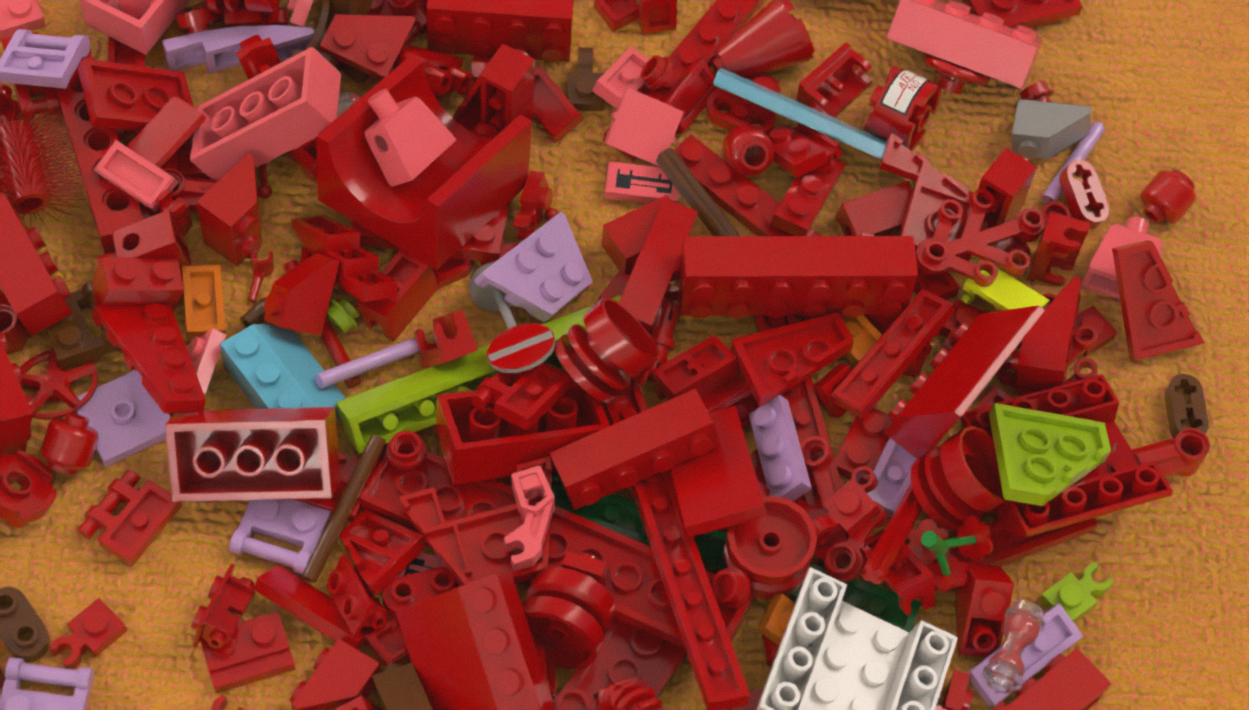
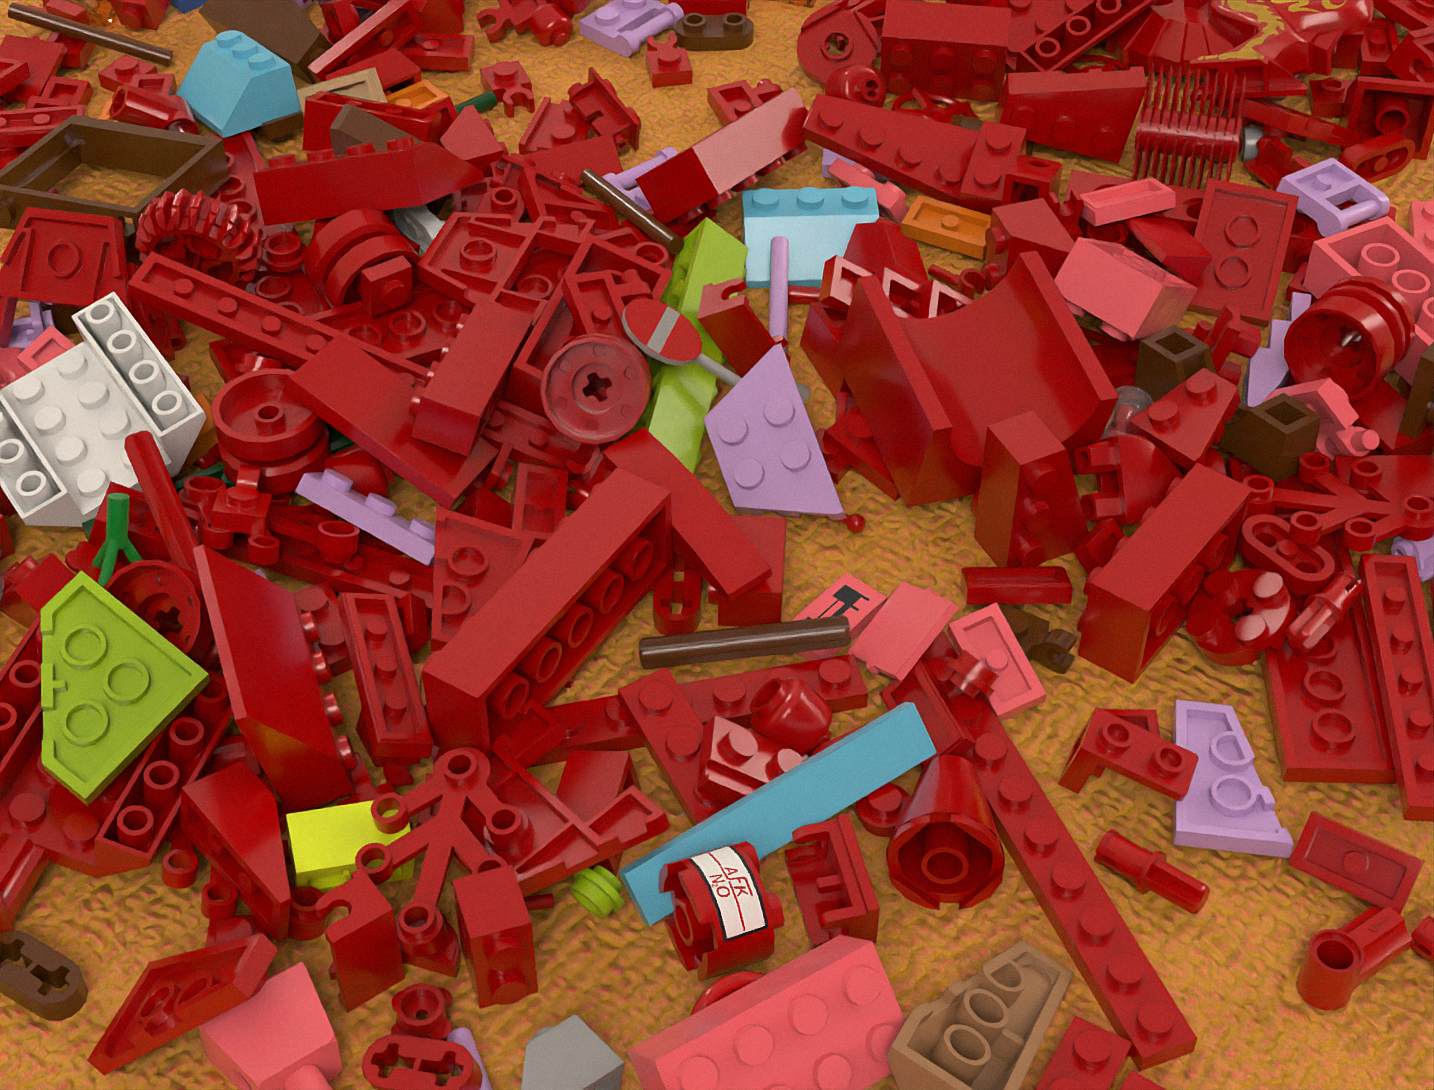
camera: 130 degrees right, 15 degrees down
(405, 137) = (1003, 349): coral torso -> none
(531, 536) = (483, 272): coral piece -> none
(534, 201) = (878, 497): red plate -> none

